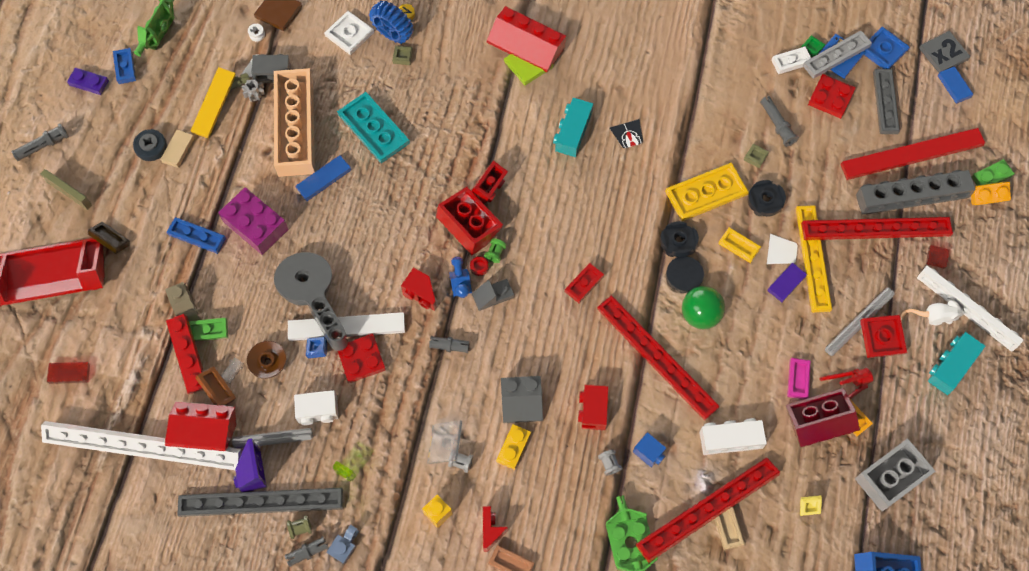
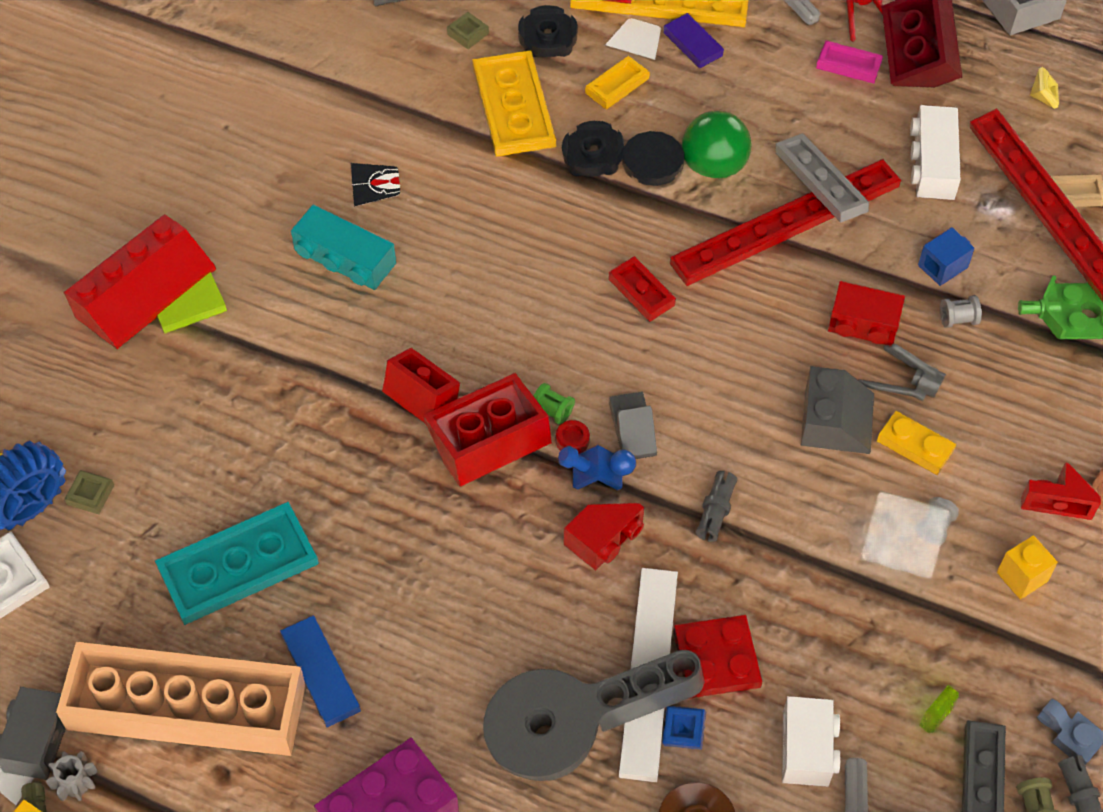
camera: 80 degrees left, 10 degrees down
(555, 447) = (926, 377): none -> dark grey plant
(688, 368) = (822, 178): none -> light grey plate

